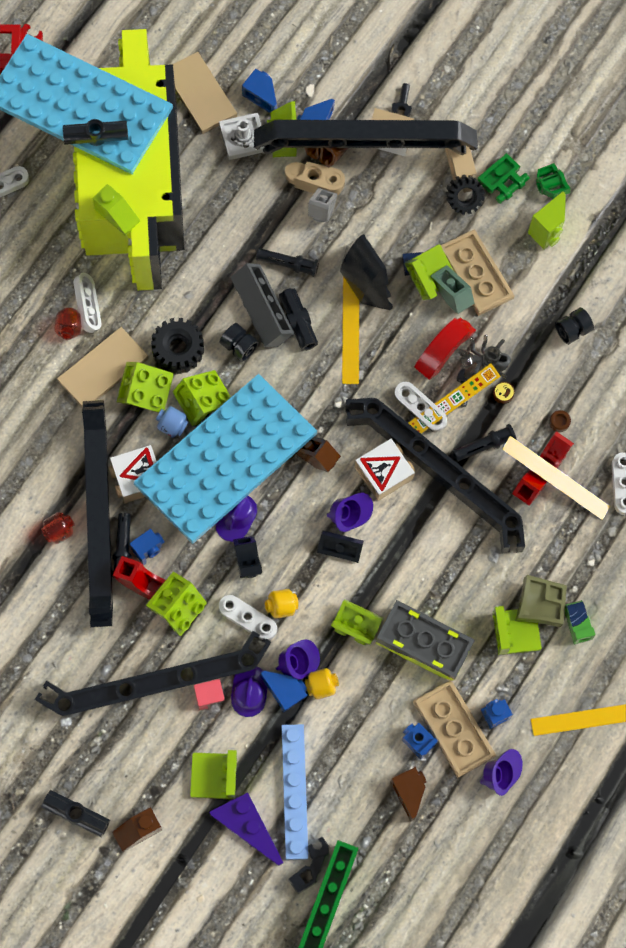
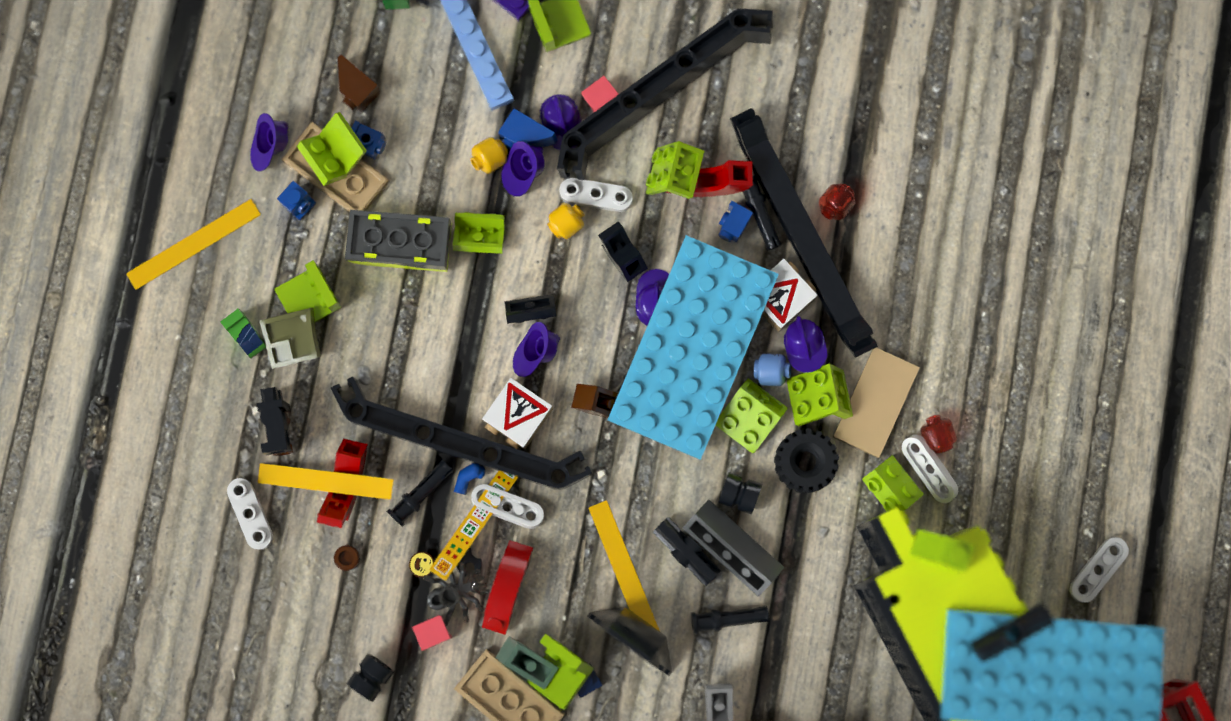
camera: 165 degrees right, 10 degrees up
(120, 302) = (892, 485): none -> lime bracket
(137, 426) = (805, 345): none -> dark purple piece
(444, 442) = (467, 474): none -> blue arm
(451, 735) = (333, 151): none -> lime bracket
(516, 337) = (431, 633): none -> coral panel
(577, 544) = (275, 422): none -> black hips

